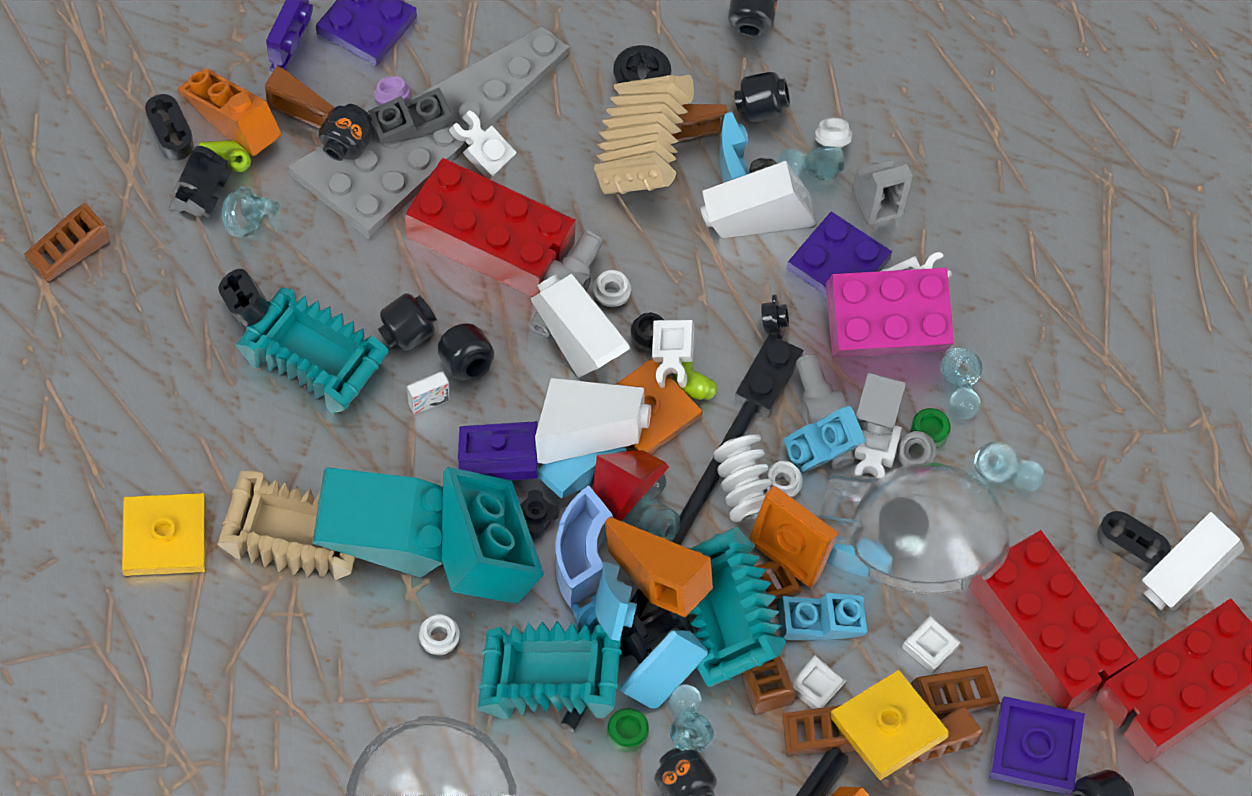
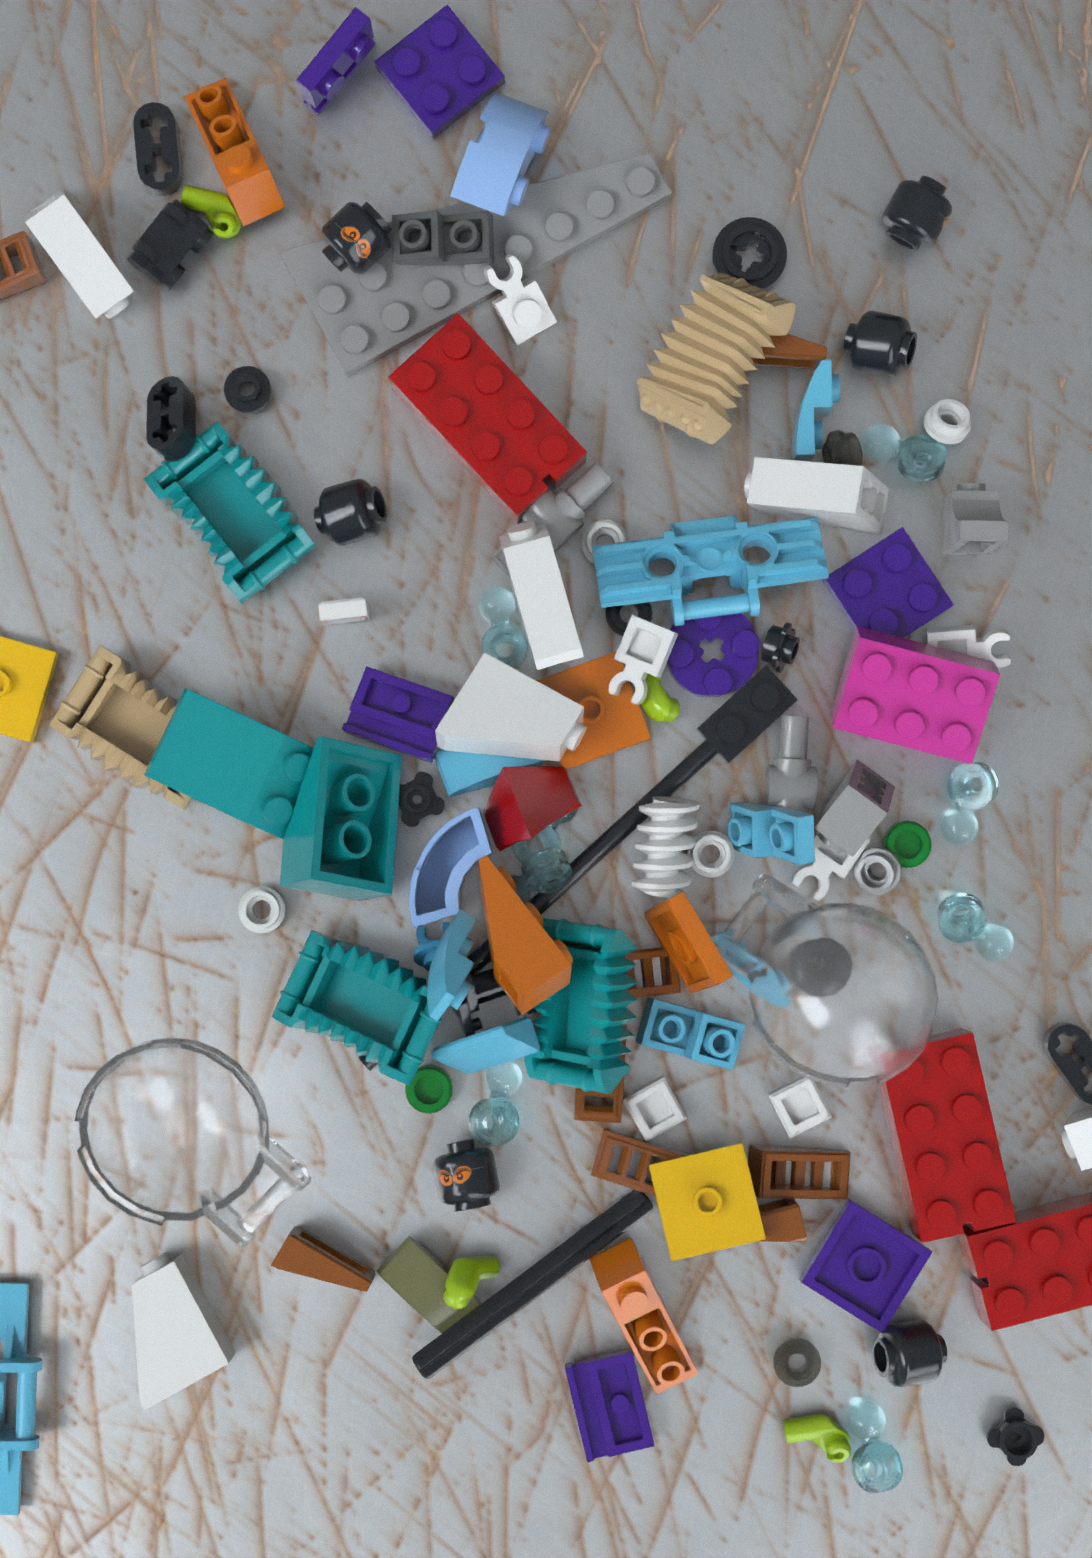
camera: 25 degrees right, 25 degrees up
(132, 206) = (79, 256): none -> white slope
(252, 208) = (224, 297): clear light blue piece -> none
(295, 99) = (310, 155): dark orange slope -> none
(297, 274) = (253, 402): none -> black plate
(391, 88) = (434, 189): lavender plate -> none
(434, 53) = (496, 163): none -> light blue brick
(466, 352) = (405, 574): black head -> none
(546, 356) = (497, 607): none -> clear light blue plate
(639, 295) = (710, 550): none -> medium azure piece
(740, 325) = (716, 677): none -> dark purple plate

